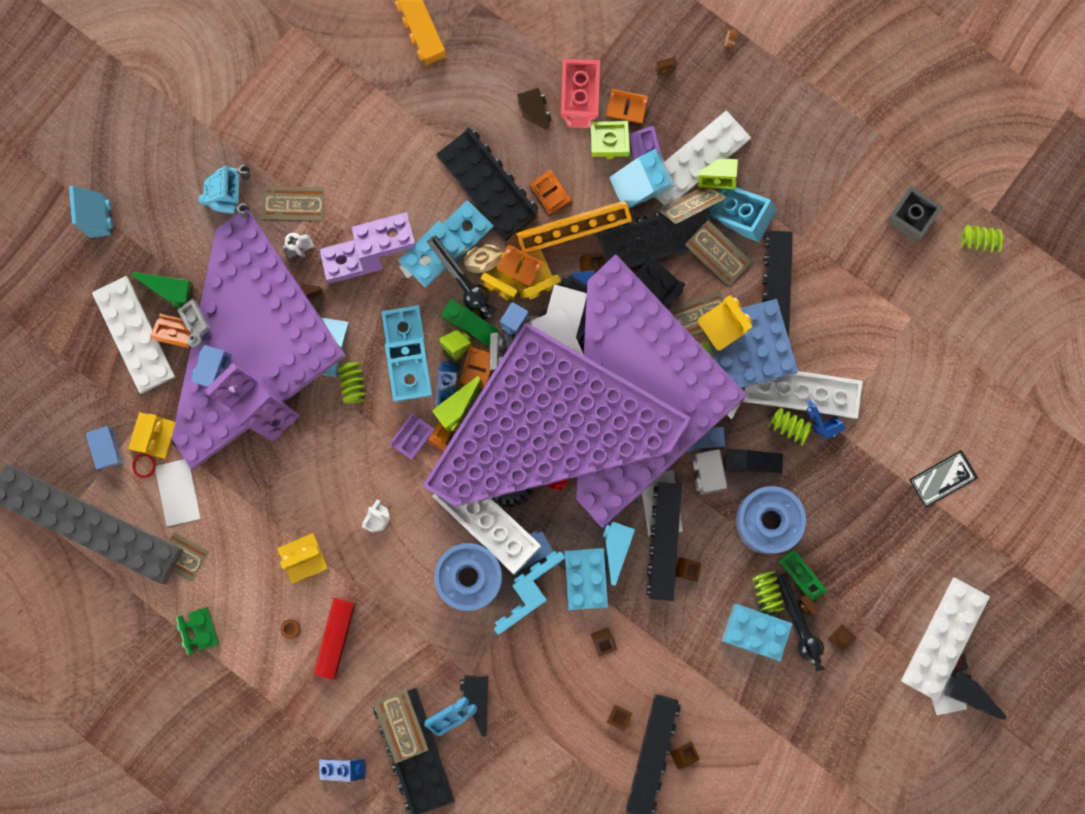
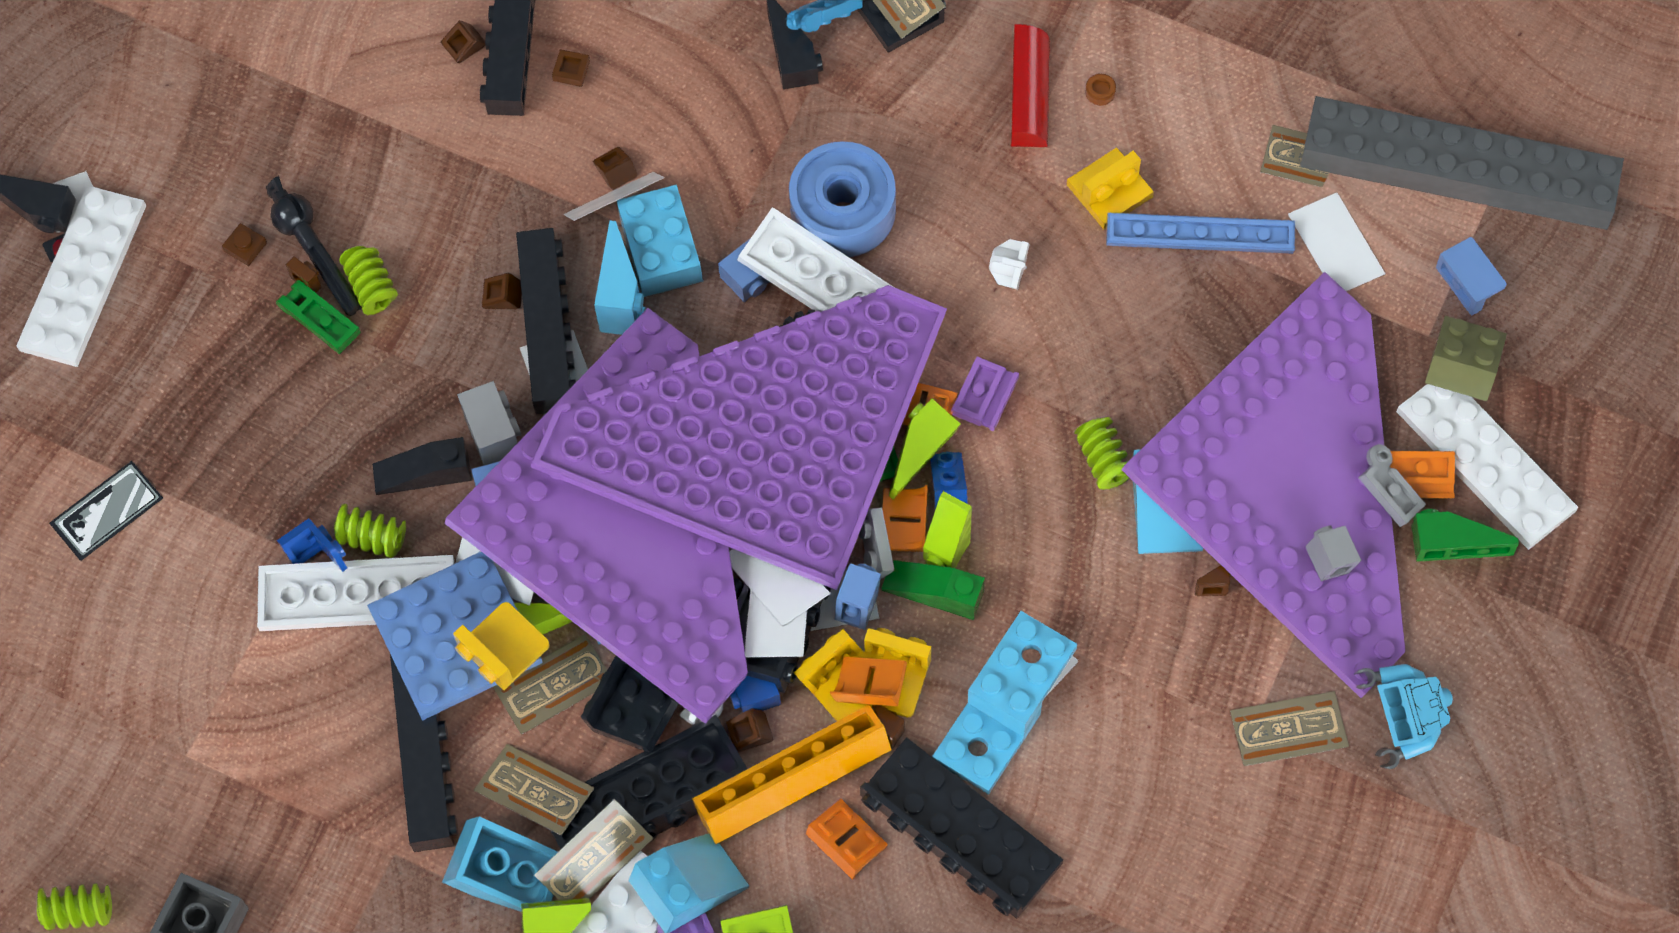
camera: 170 degrees right, 15 degrees down
(90, 212) = (1622, 620): medium azure slope -> none
(125, 391) = (1466, 358): none -> olive brick
(134, 462) = (1401, 284): red piece -> none
(152, 435) = (1403, 312): yellow bracket -> none
(203, 630) = (1234, 64): green plate -> none
(210, 365) = (1337, 415): medium blue brick -> none
(239, 283) = (1332, 552): none -> light grey brick
(252, 402) = (1249, 361): medium lavender bracket -> none
(257, 513) = (1200, 233): none -> medium blue tile
(297, 245) = (1259, 655): white piece -> none
(368, 246) = (1136, 662): bracket -> none
(406, 353) = (1025, 509): medium azure bracket -> none
(474, 296) = (937, 627): black piece -> none
(482, 259) = (937, 690): tan tile -> none
(529, 591) = (742, 196): medium azure bracket -> none
(608, 615) = (613, 196): none -> white sticker
(756, 632) = (379, 217): medium azure brick -> none
(789, 516) = (374, 349): medium blue piece -> none

